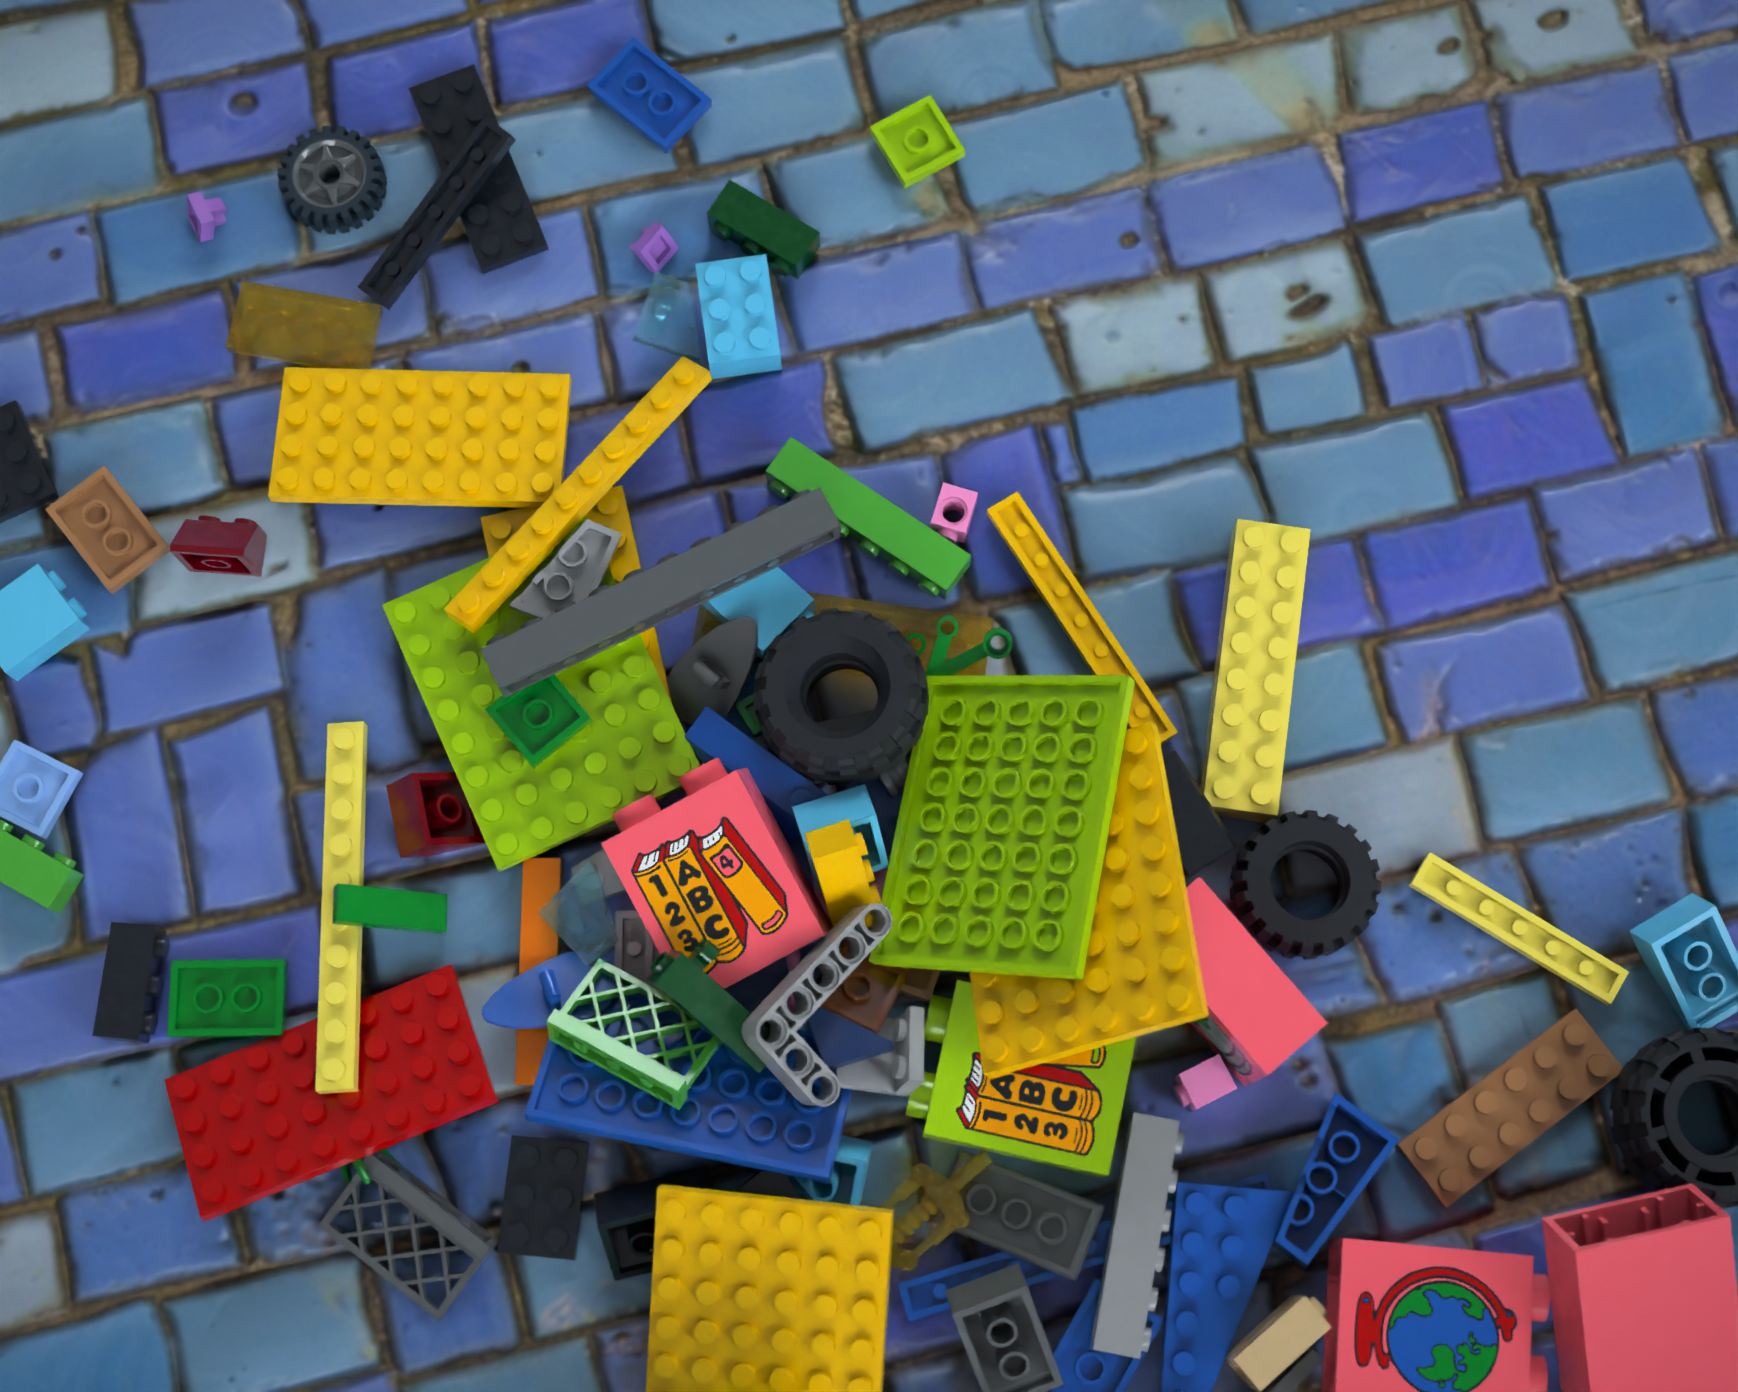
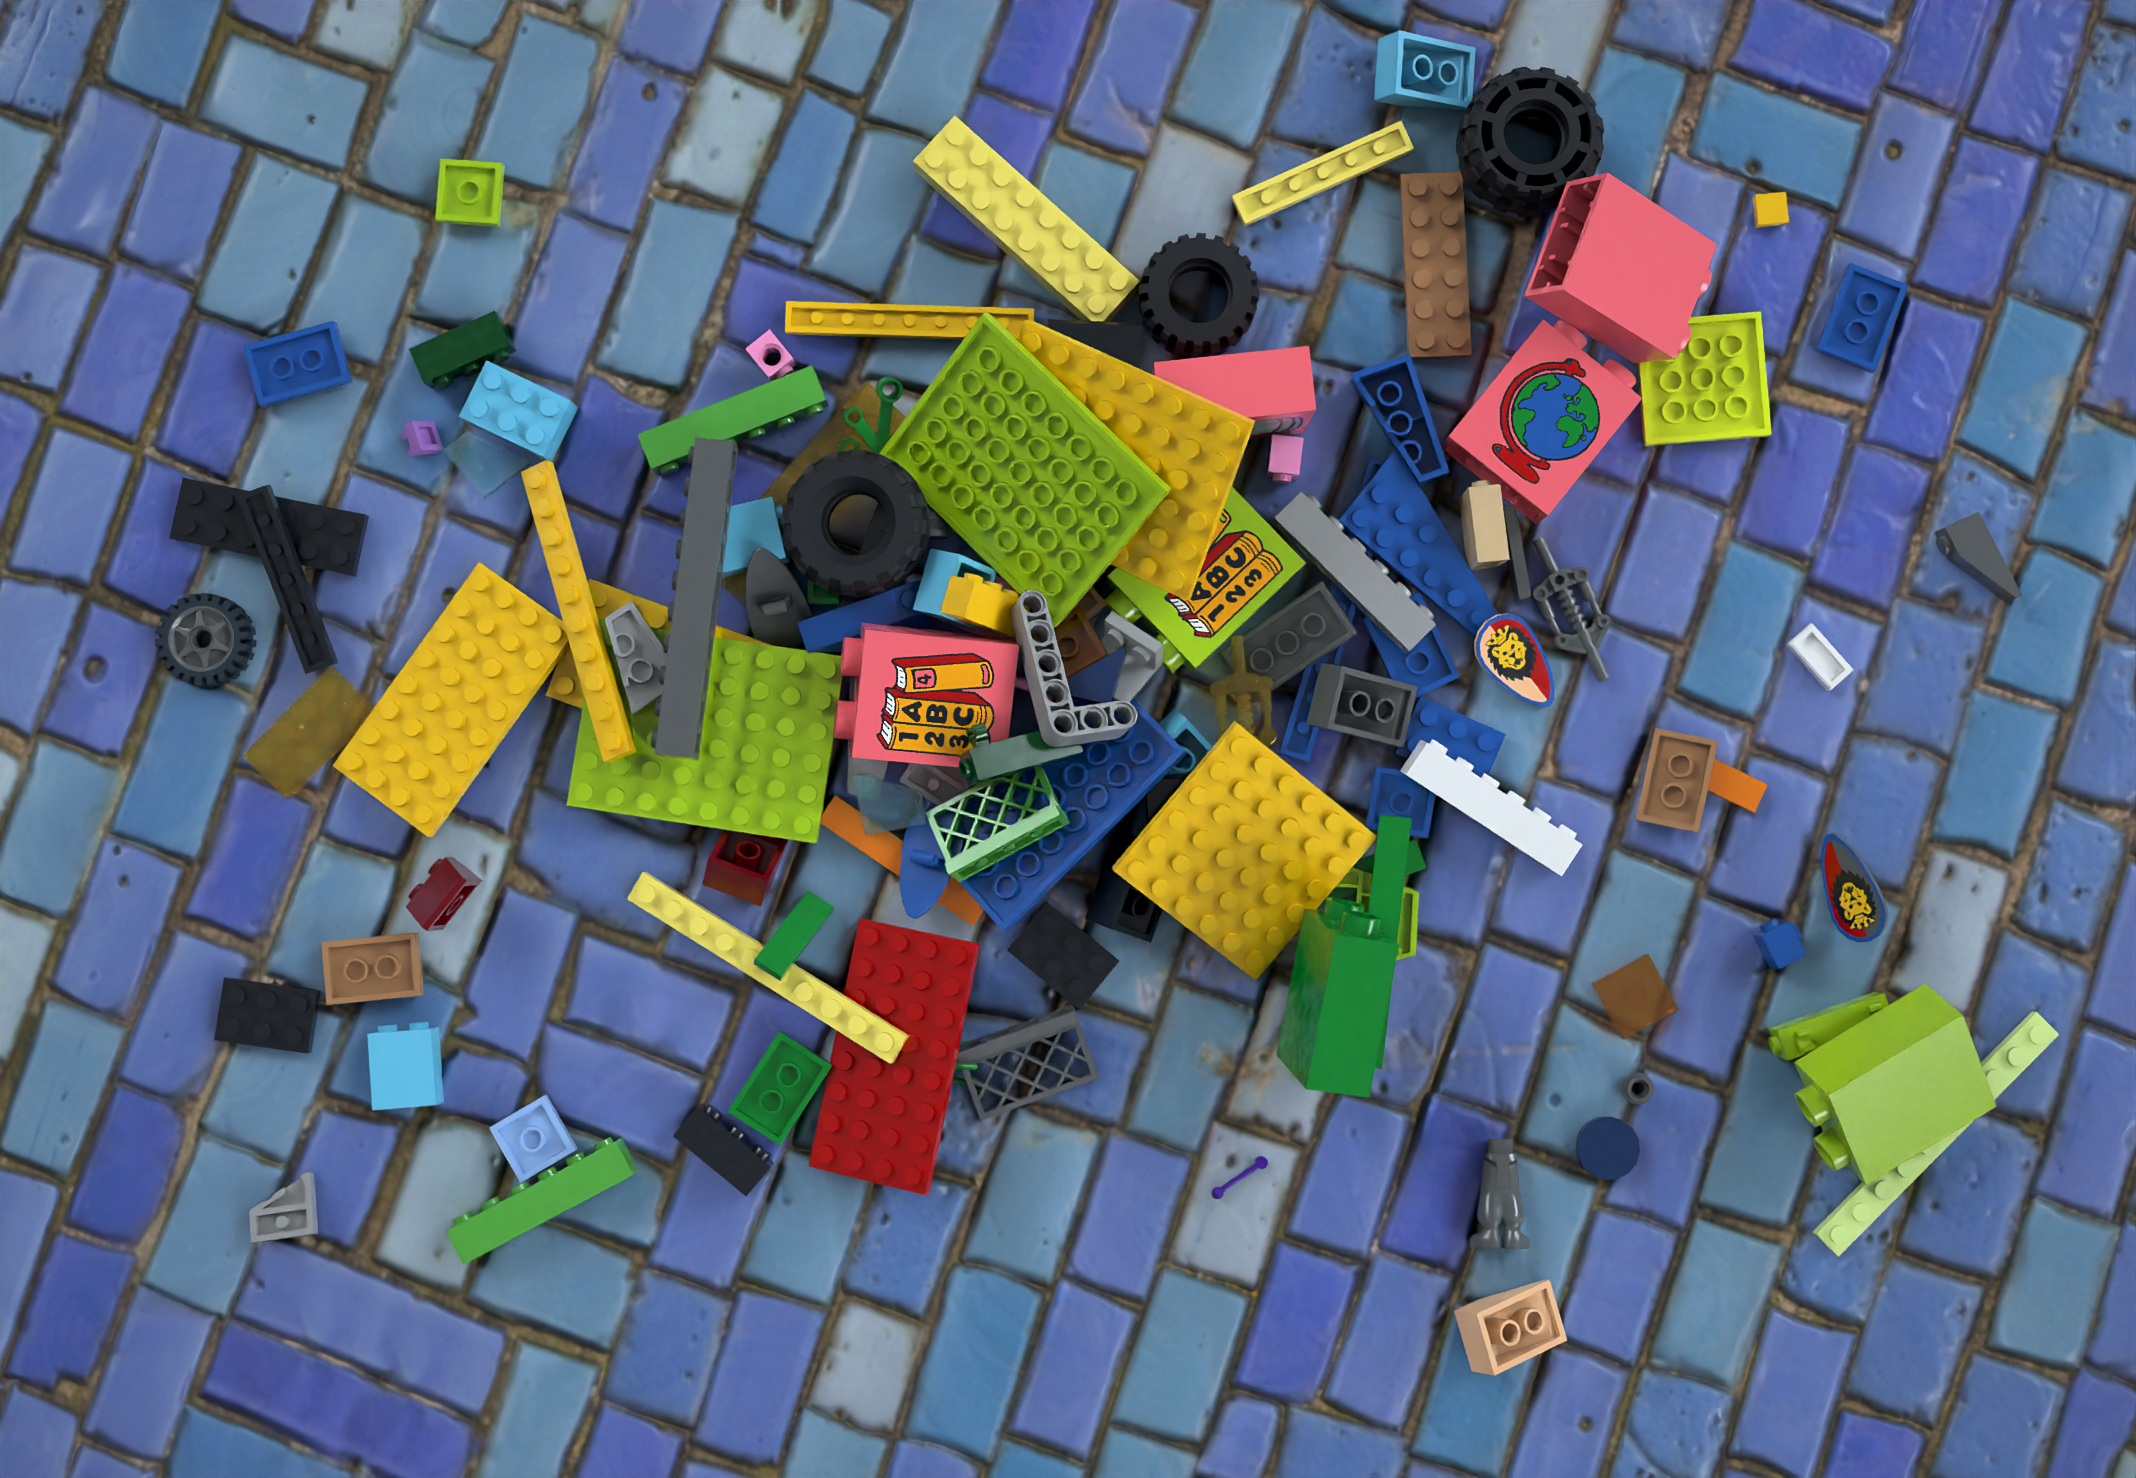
camera: 60 degrees left, 10 degrees up
(205, 215) = (170, 751): medium lavender tile -> none
(539, 718) = (729, 745): green plate -> none

